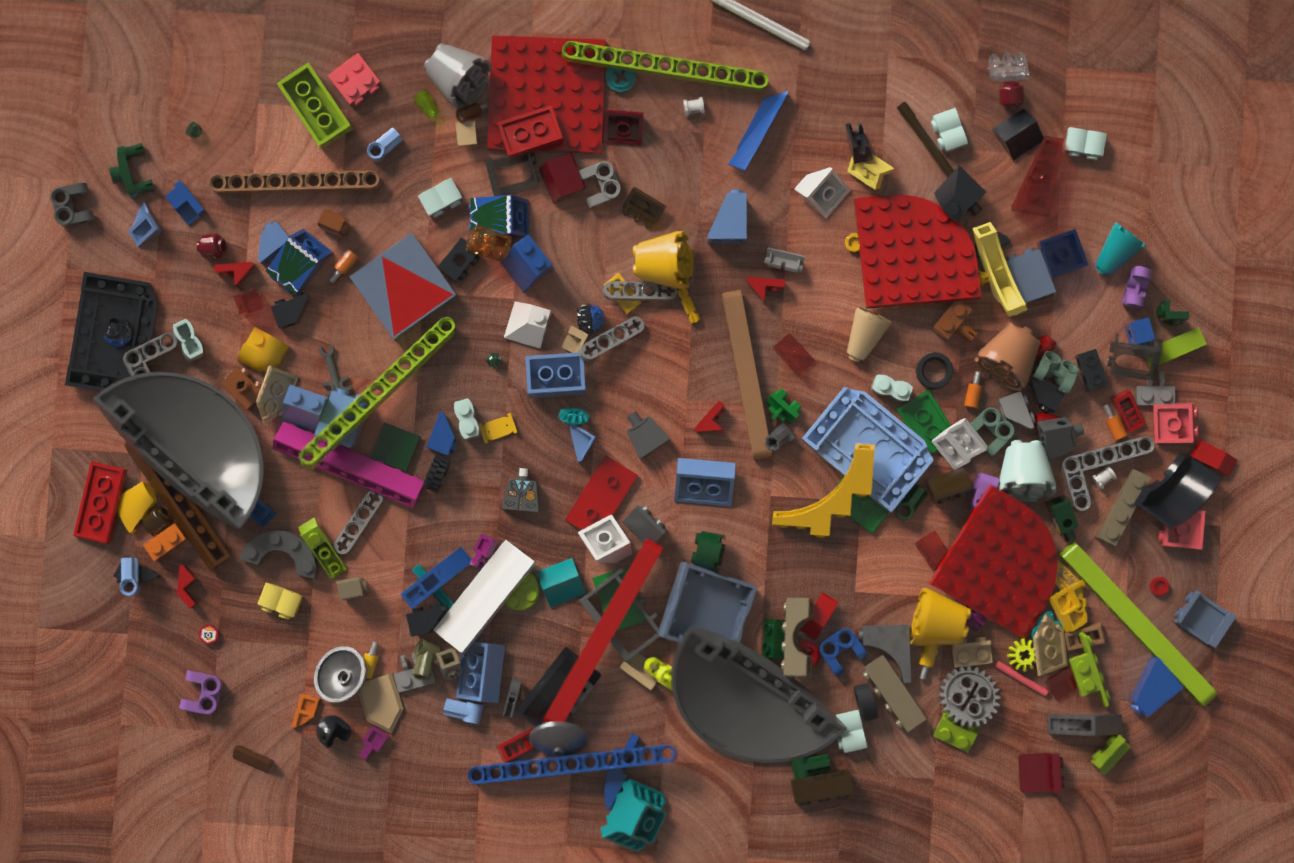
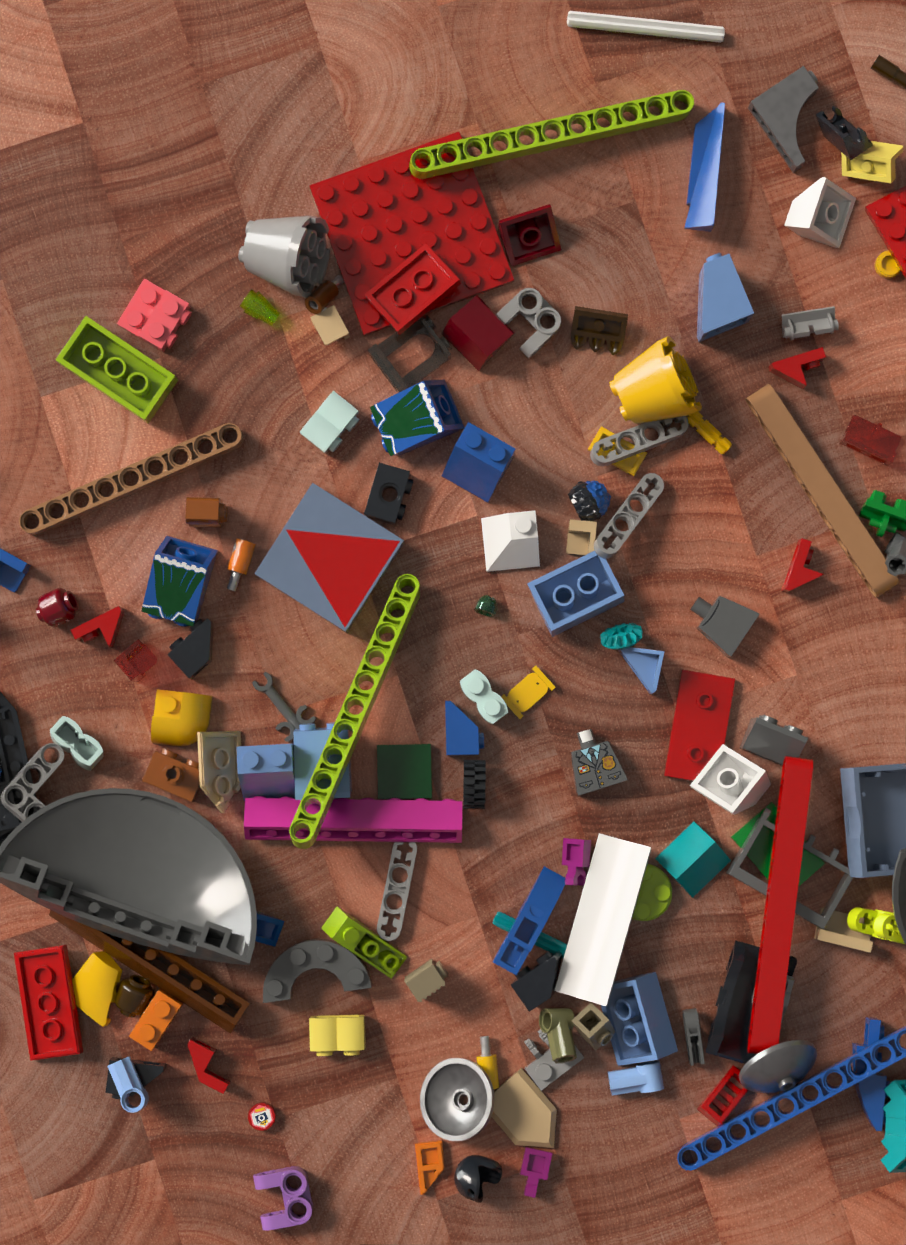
camera: 25 degrees left, 0 degrees up
(271, 241) = (133, 569): medium blue slope -> none
(385, 143) = (229, 382): light blue piece -> none
(488, 243) = (419, 455): clear orange brick -> none
(622, 86) = (505, 182): teal gear -> none
(694, 106) = (609, 171): white bush -> none
(704, 482) = (826, 652): medium blue slope -> none
(709, 550) = (871, 739): dark green brick -> none
(824, 110) = (778, 113): none -> flat silver arch

